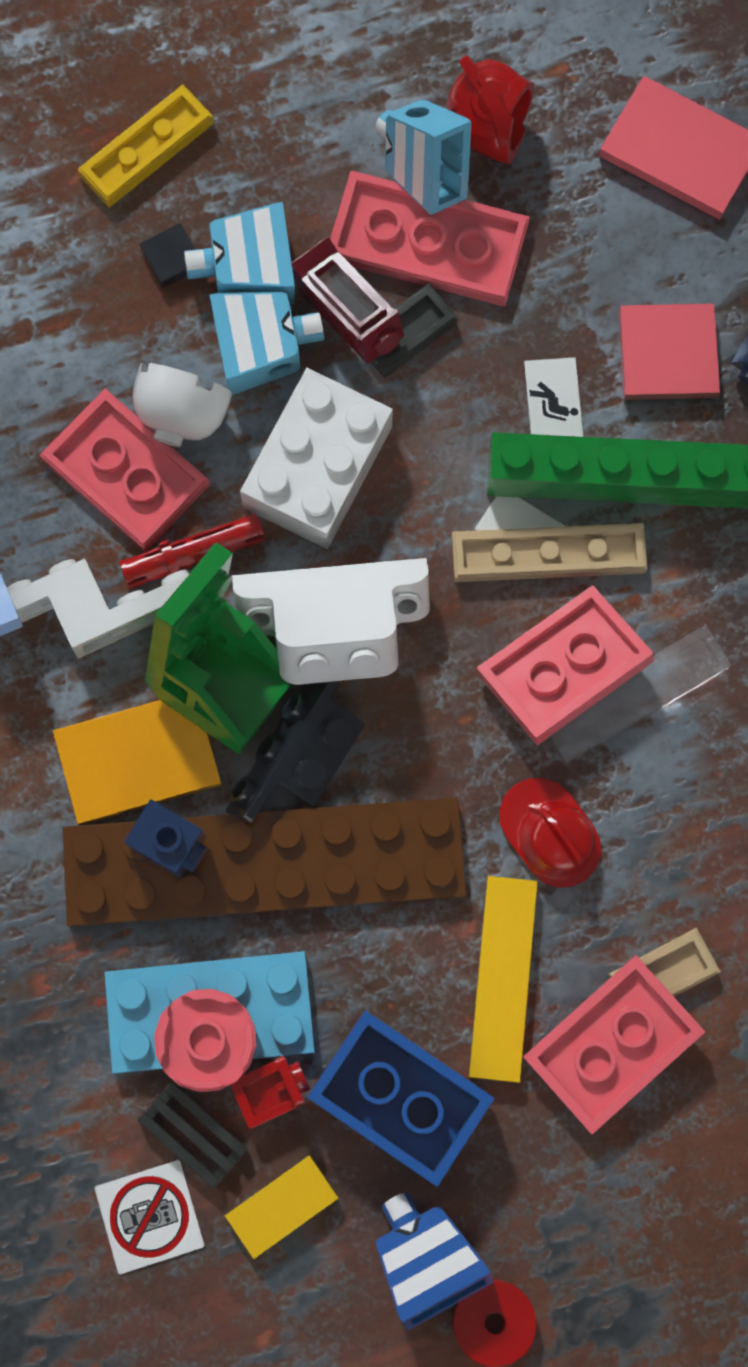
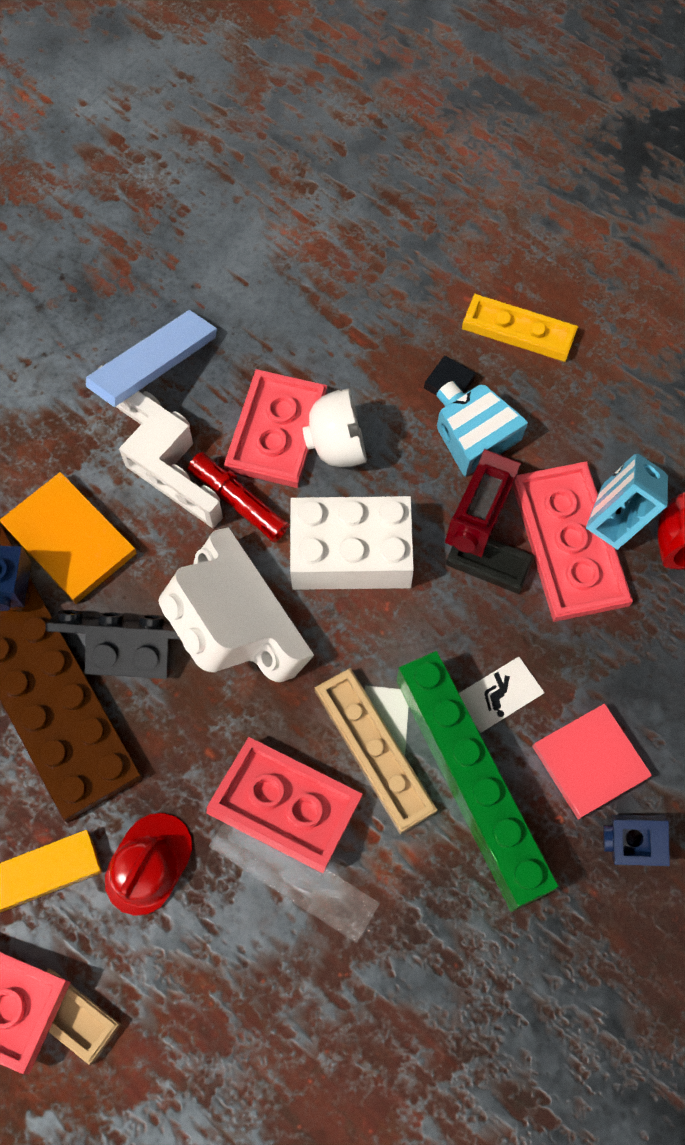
camera: 65 degrees right, 10 degrees down
(213, 658) = (153, 532): green bracket -> none
(260, 337) = (420, 461): medium azure torso -> none

